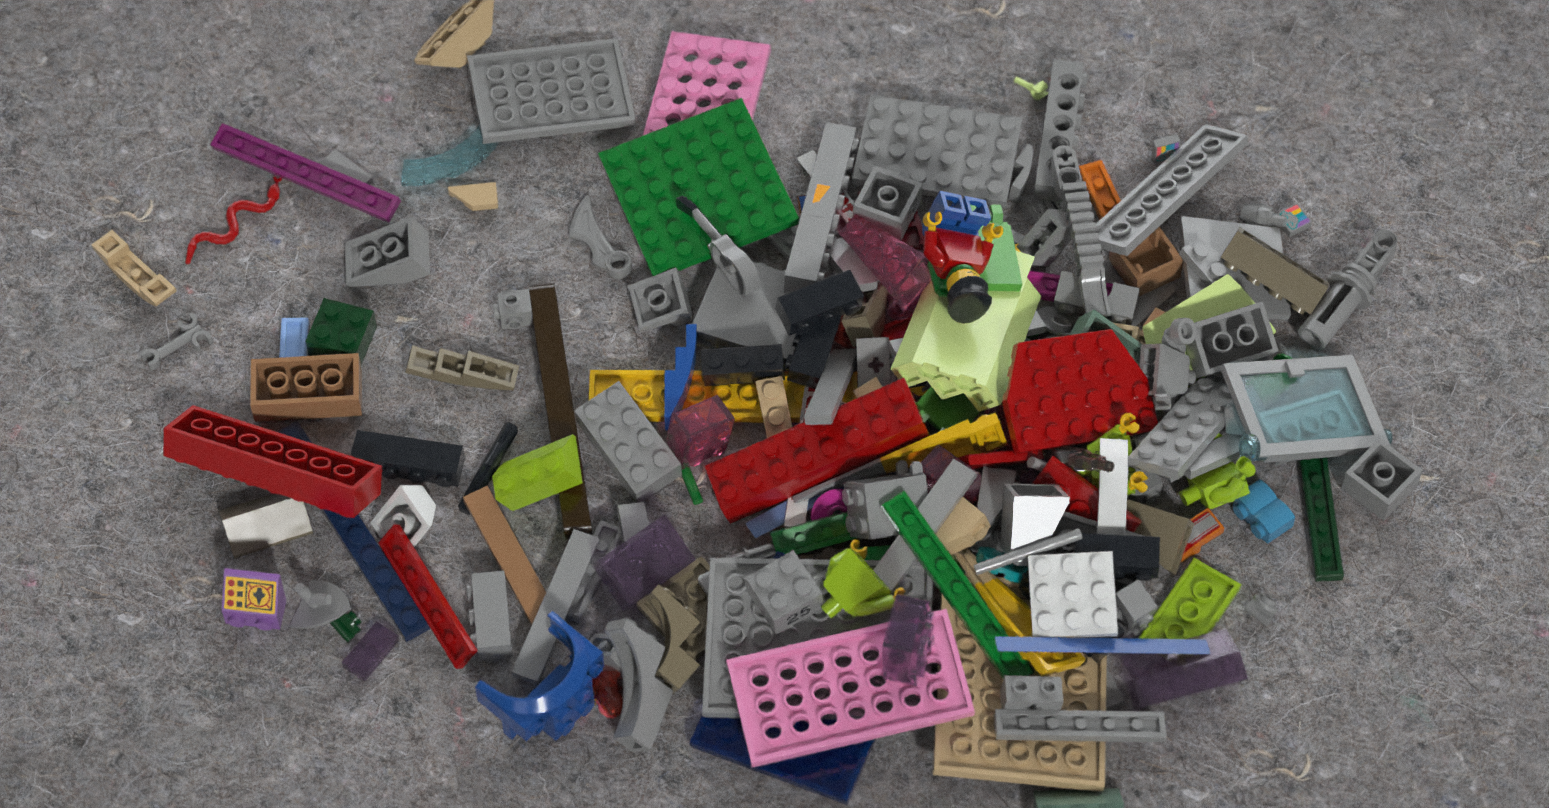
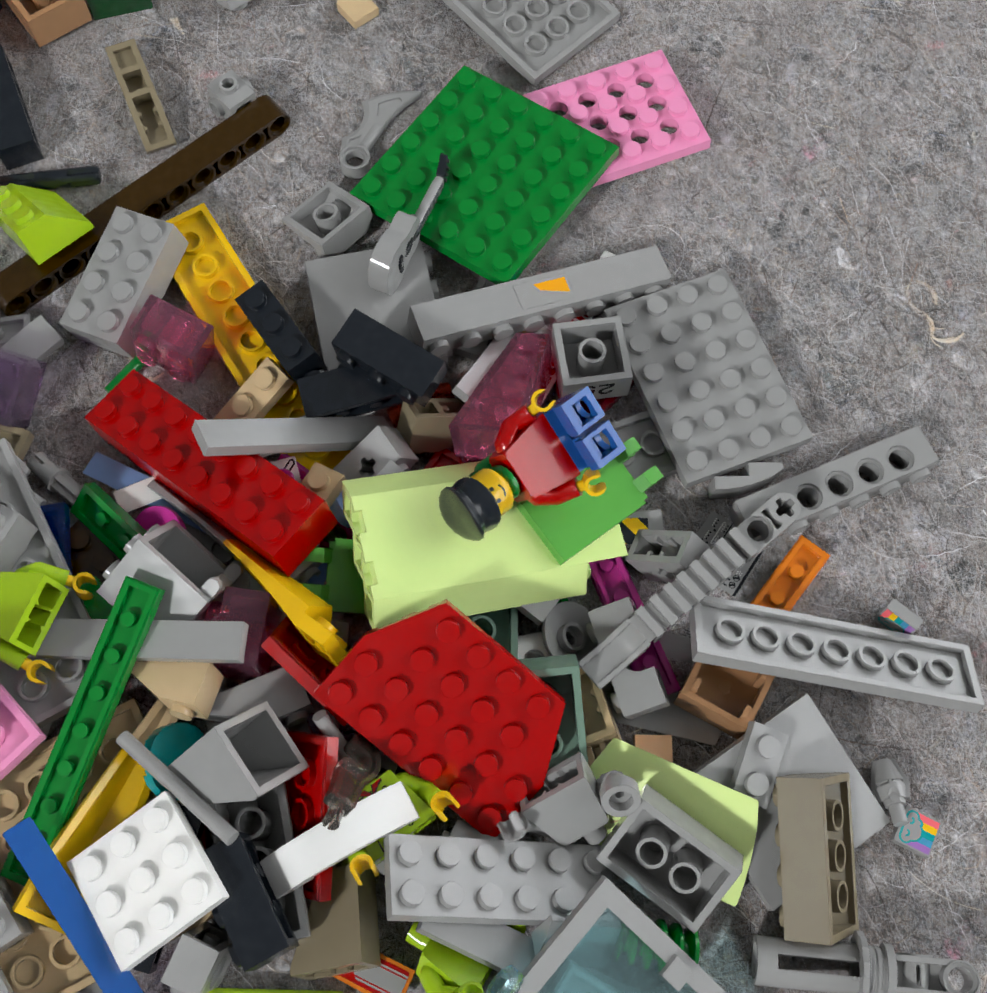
camera: 55 degrees right, 10 degrees up
(679, 380) = (219, 287): blue slope -> none
(1037, 91) = (870, 434): yellowish green hand -> none

